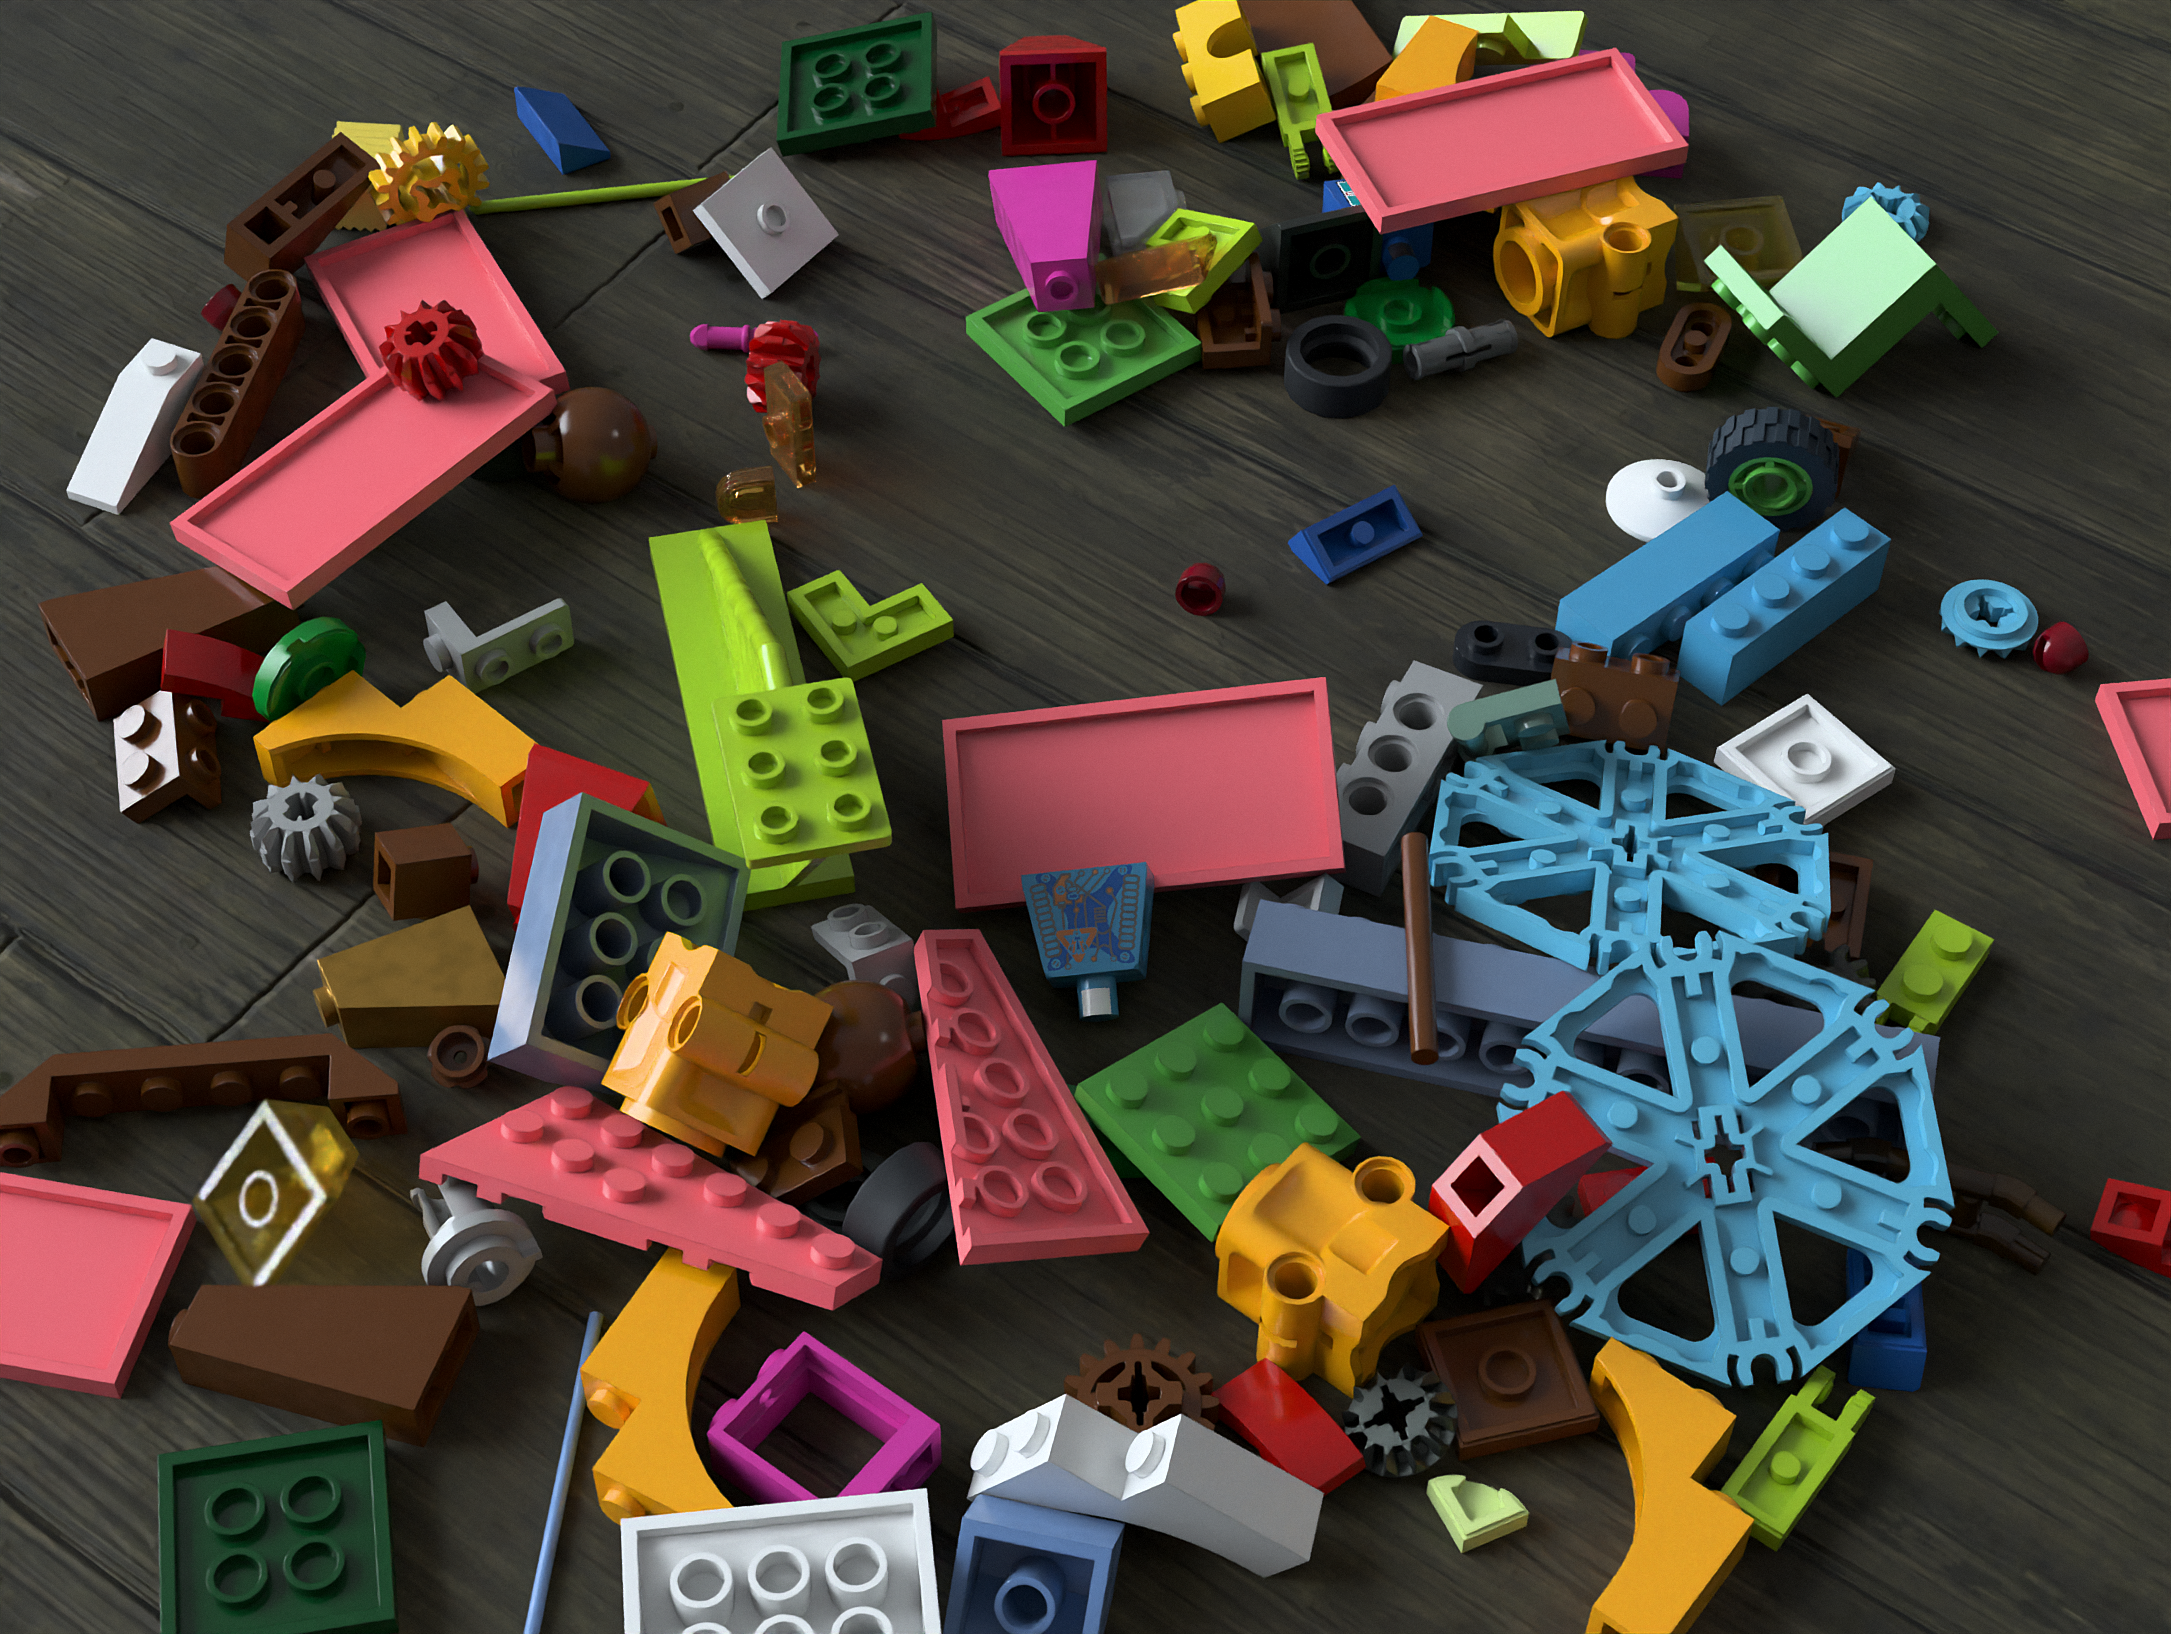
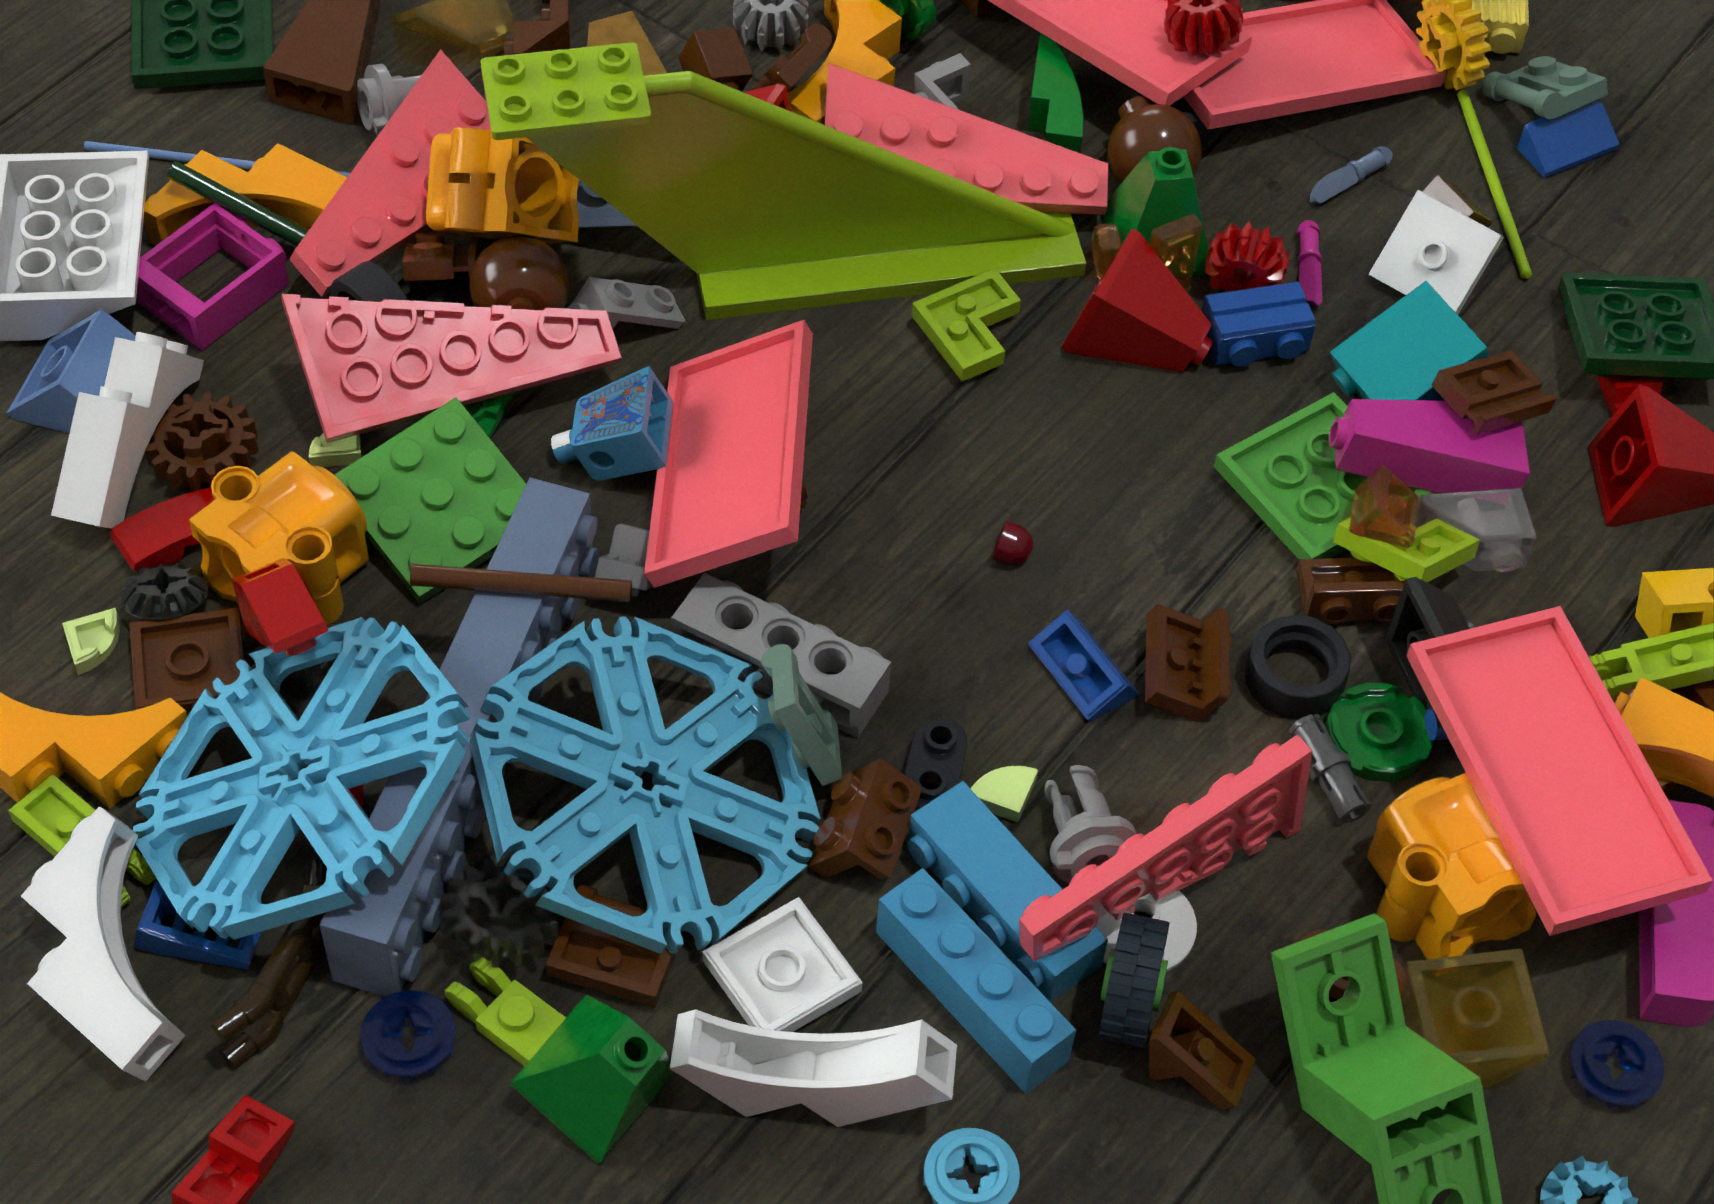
camera: 90 degrees right, 5 degrees up
(480, 781) = (790, 69): none -> reddish brown plate
(494, 541) = (1055, 98): none -> green slope
(501, 117) = (1546, 87): none -> sand green plate
(606, 644) = (966, 146): none -> coral wing
(607, 296) = (1349, 175): none -> sand blue piece
(704, 433) = (1155, 194): none -> green slope
(719, 1386) = (236, 203): none -> dark green piece
(850, 473) = (1140, 314): none -> red slope
(865, 376) = (1258, 324): none -> blue brick
(926, 247) = (1405, 349): none -> teal slope
(999, 169) = (1493, 391): none -> reddish brown plate
(1109, 1275) = (335, 453): none -> yellowish green tile
(1349, 438) = (1187, 661): none -> reddish brown bracket
(1532, 594) = (1006, 790): none -> yellowish green tile
(1608, 508) = (1086, 836): none -> light grey piece
(1617, 398) = (1179, 852): none -> coral wing
(1725, 175) = (1636, 1054): none -> clear blue gear
(1939, 697) = (833, 1074): none -> white arch
(1980, 1071) = (387, 1022): none -> clear blue gear
(1995, 1398) = (90, 971): none -> white arch
(2003, 871) = (594, 1076): none -> green slope

